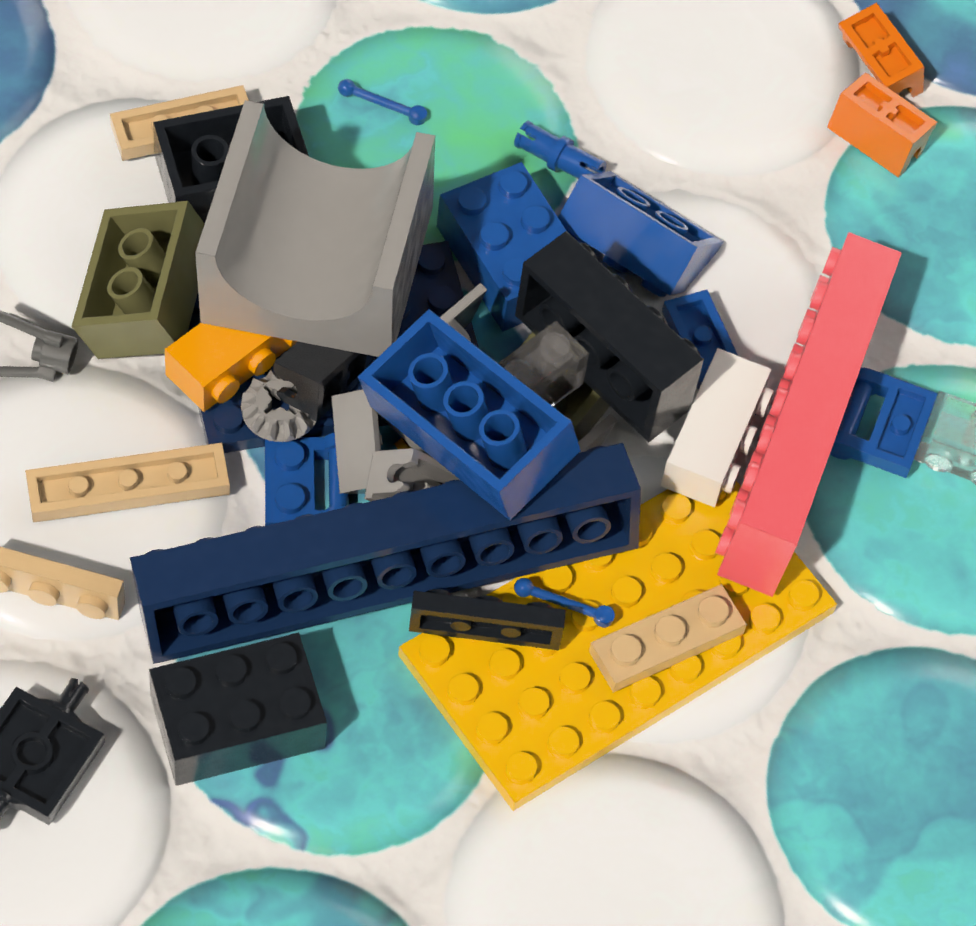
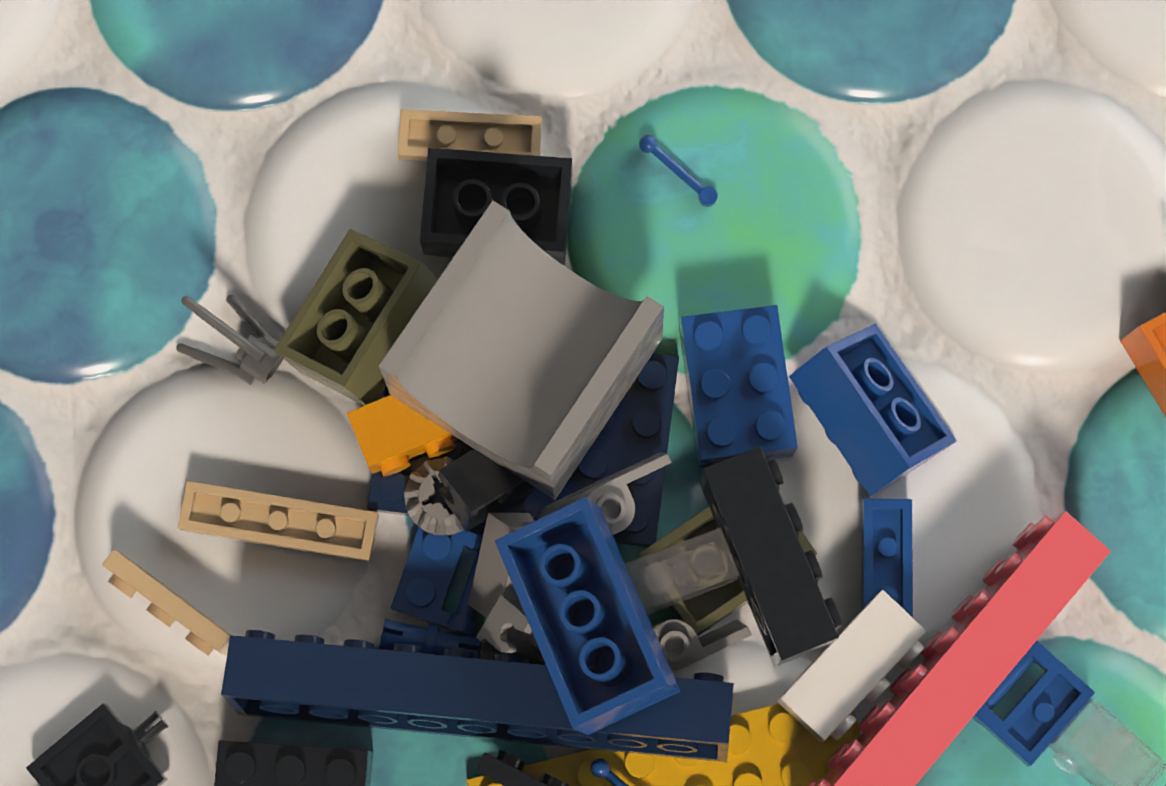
camera: 30 degrees right, 20 degrees up
(557, 152) = (829, 291): blue pin -> none

